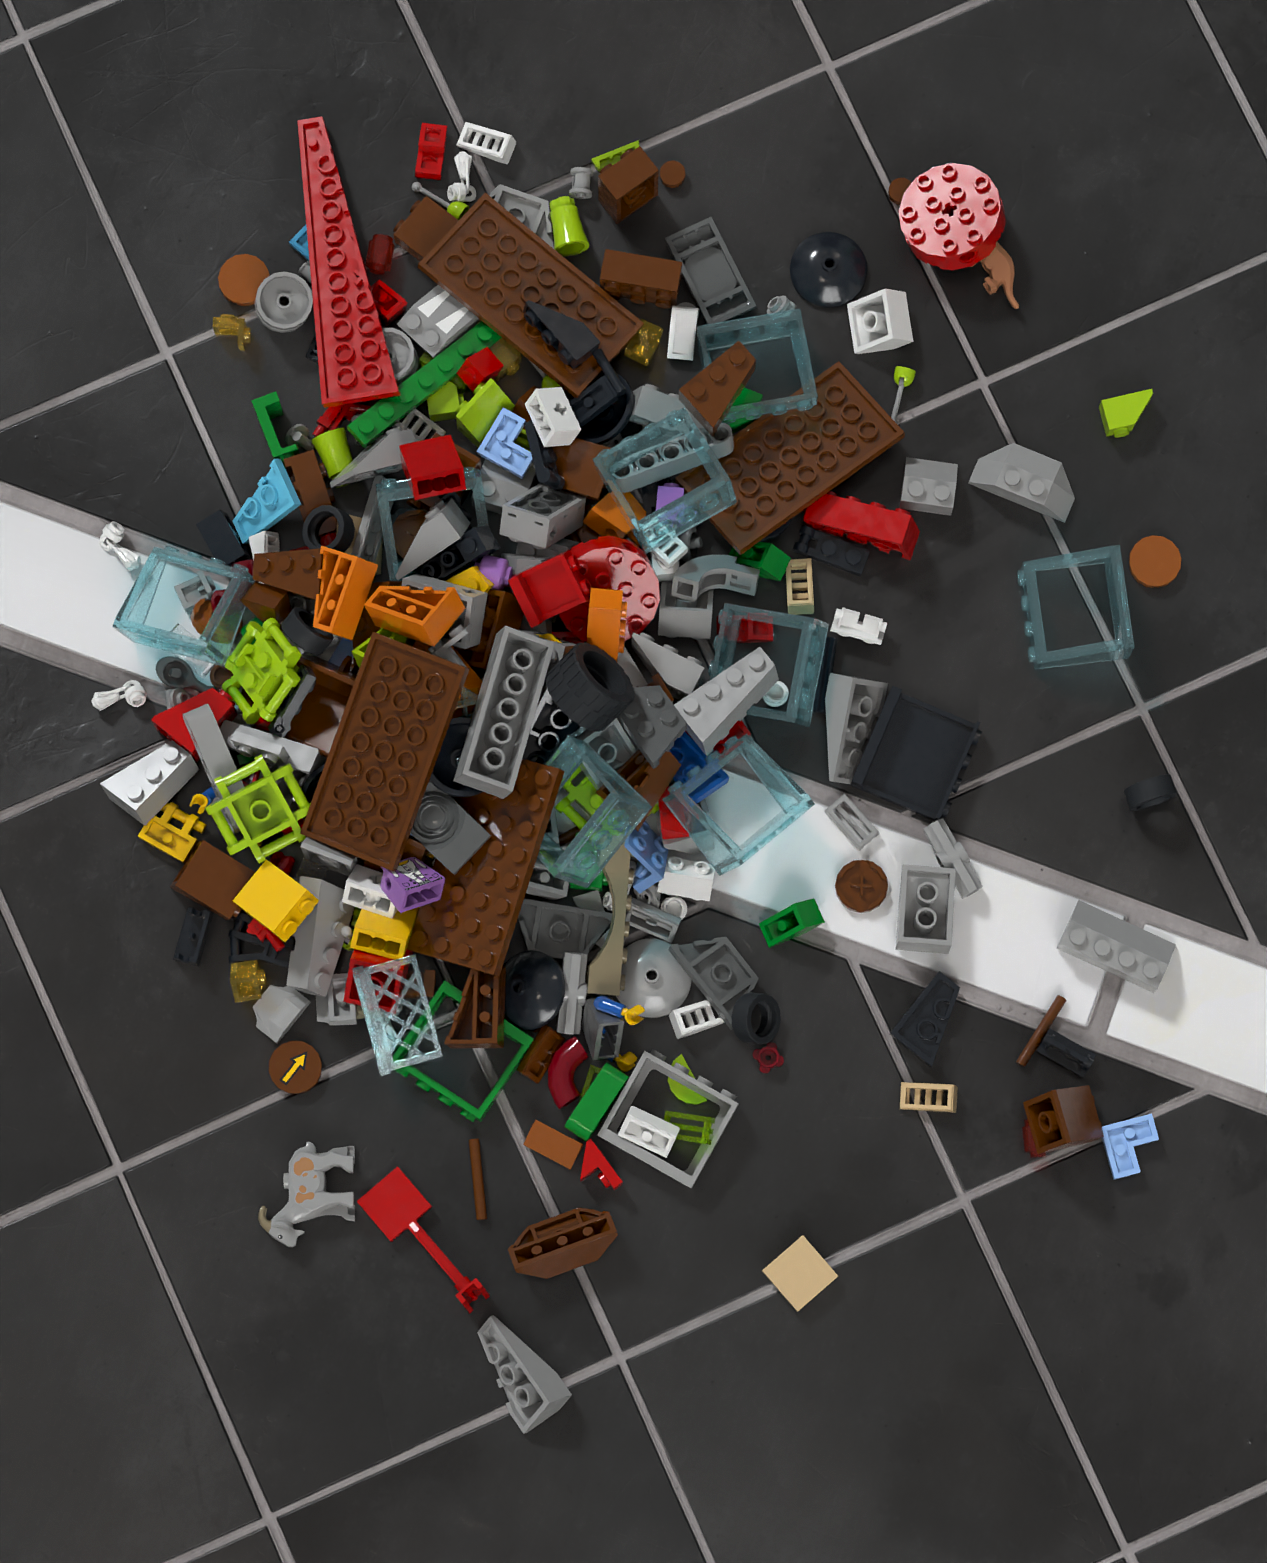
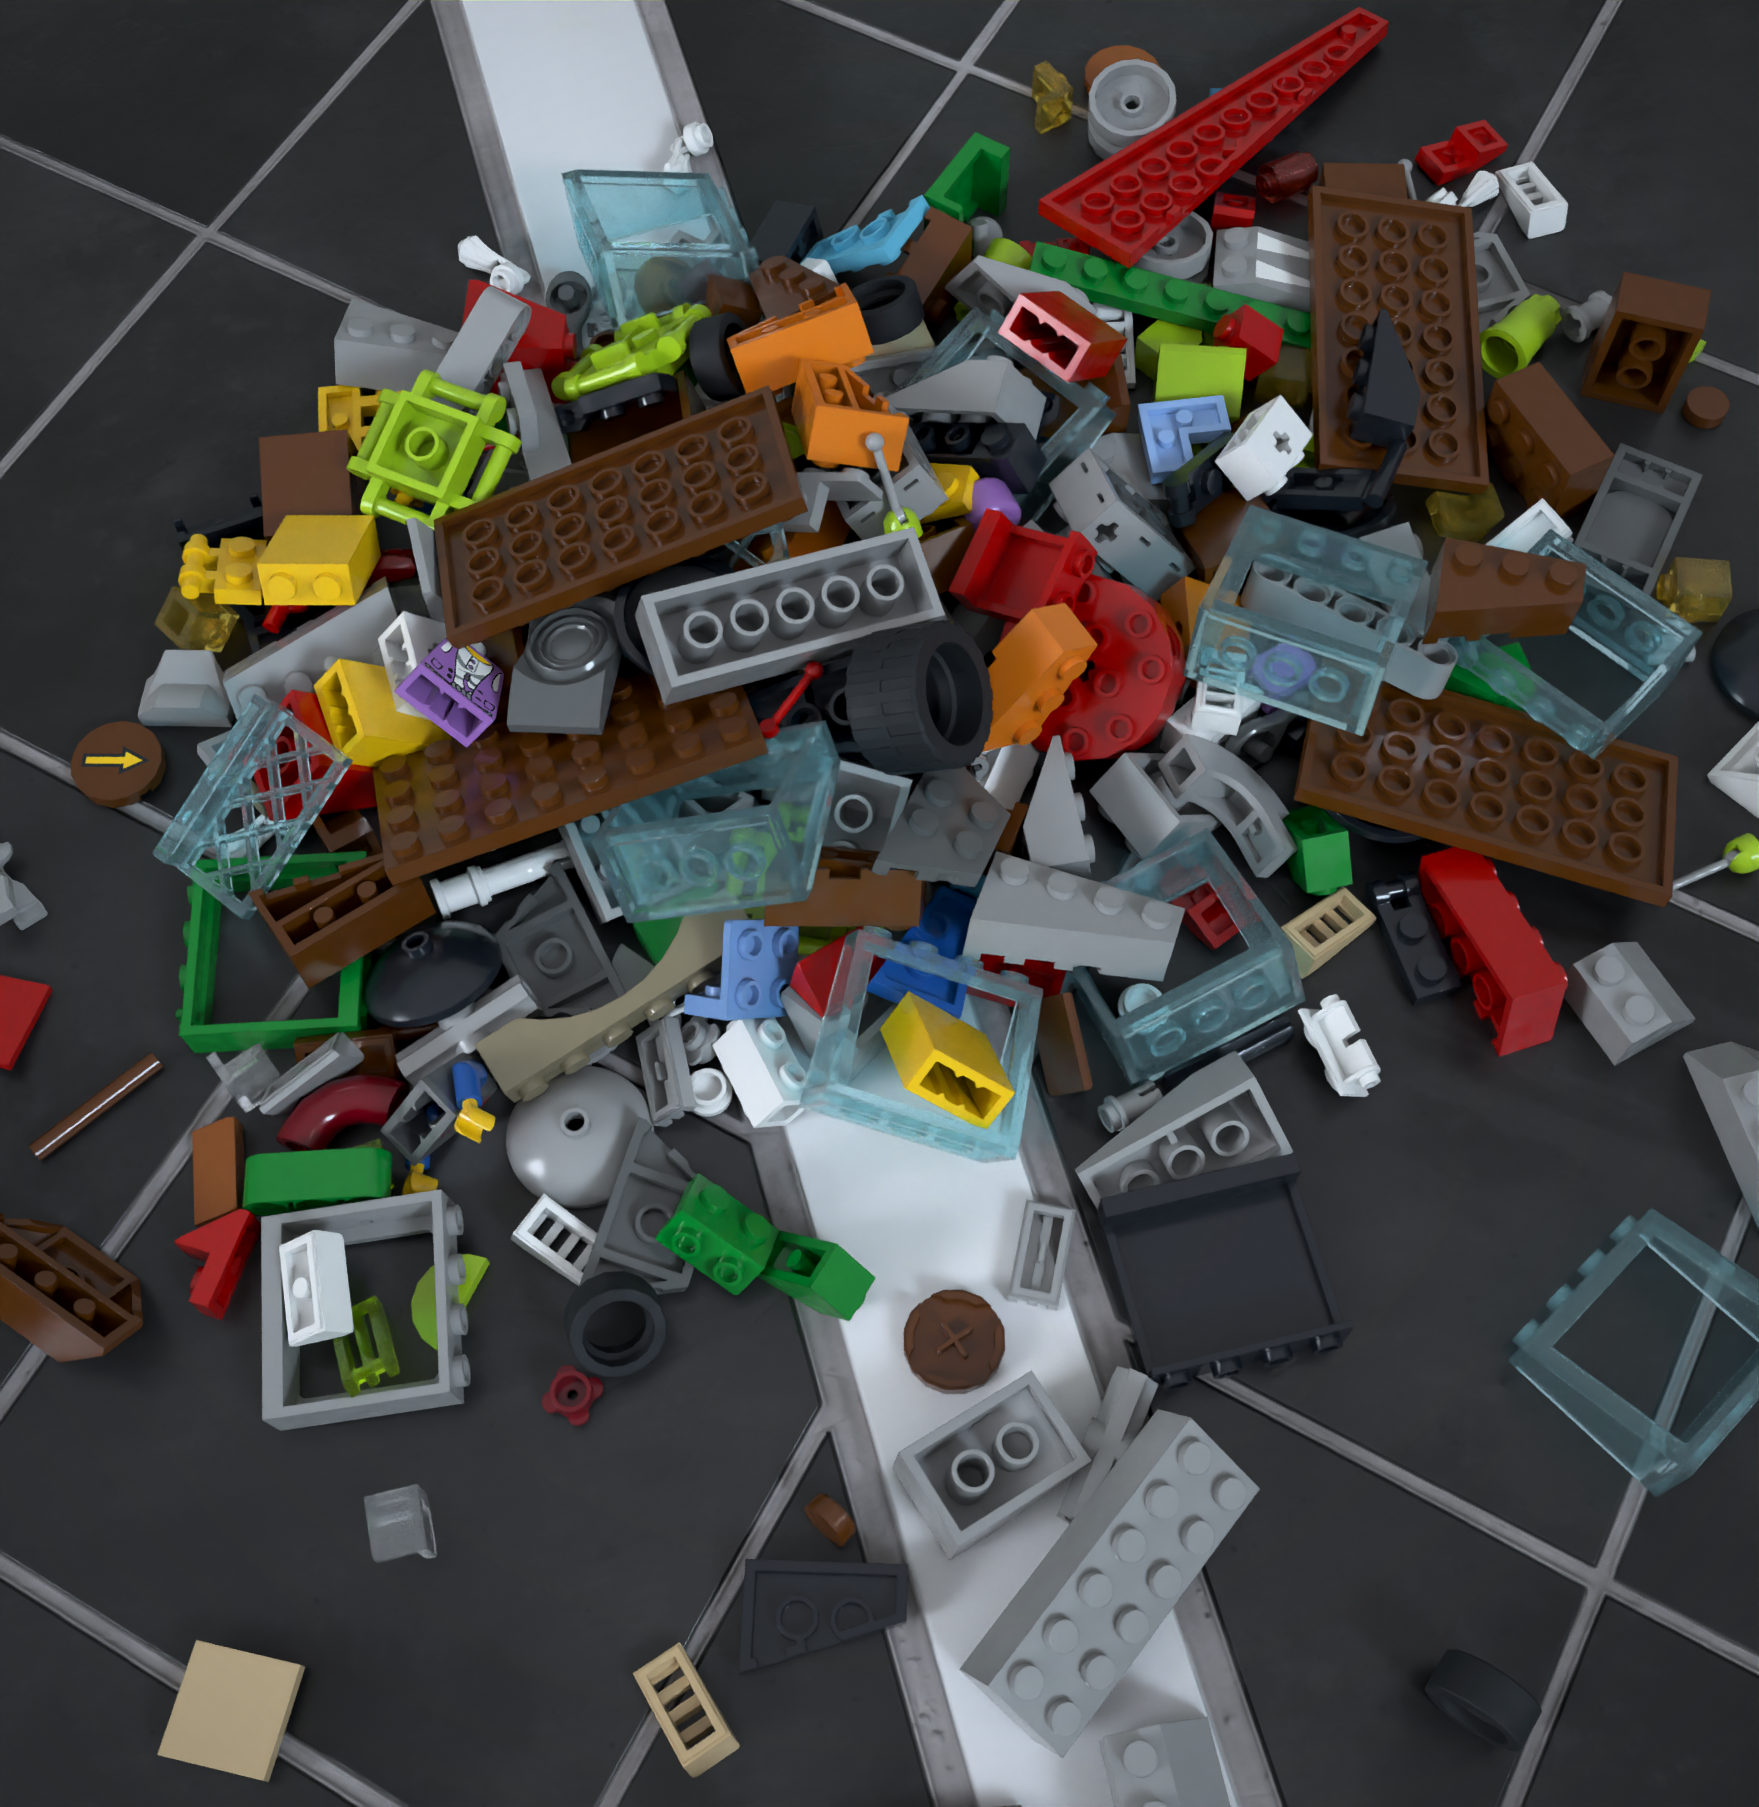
camera: 55 degrees right, 15 degrees down
(235, 942) = (235, 565): none -> yellow plate
(482, 622) = (899, 516): none -> light grey hinge
(515, 1102) = (246, 1075): none -> clear panel
(541, 1074) = (324, 1064): none -> light grey slope
(550, 761) = (769, 727): none -> red hinge
(748, 949) = (718, 1235): none -> green bracket
(749, 799) = (946, 1061): none -> yellow brick
(765, 275) = (1696, 588): none -> clear yellow brick
(774, 1161) = (400, 1524): none -> clear panel
(775, 745) = (1062, 1046): none -> reddish brown slope
(817, 735) = (1126, 1108): none -> light grey pin
(898, 988) = (830, 1519): none -> reddish brown tile
(1004, 895) = (1110, 1580): none -> light grey brick

